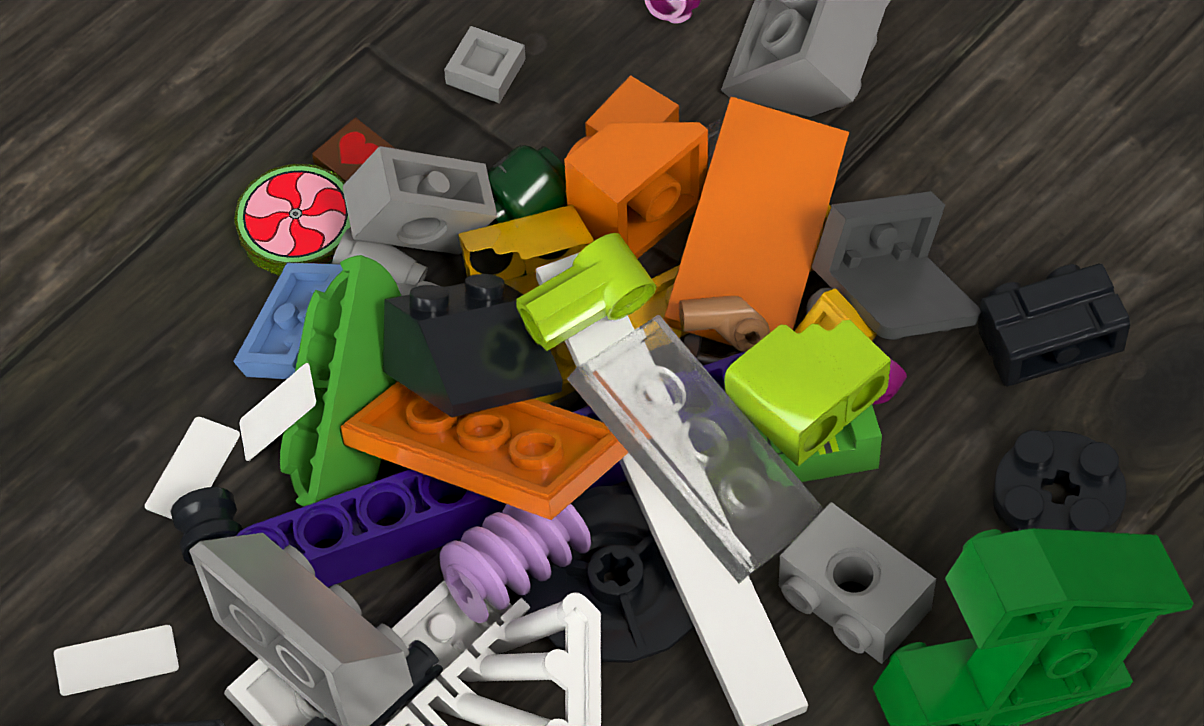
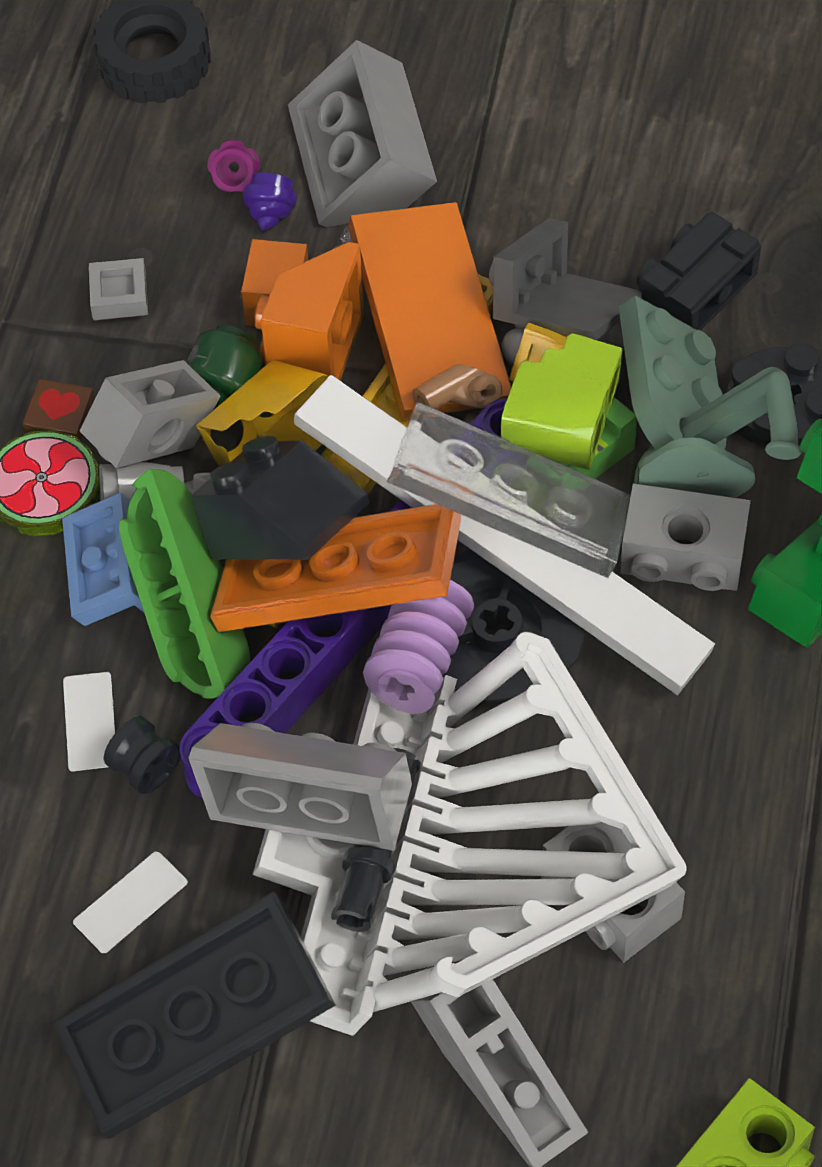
camera: 30 degrees left, 0 degrees up
(277, 412) = (140, 635): white sticker -> none
(600, 283) = (358, 400): lime piece -> none
(683, 42) = (269, 199): none -> dark purple plate
(940, 449) = (685, 411): none -> sand green plate

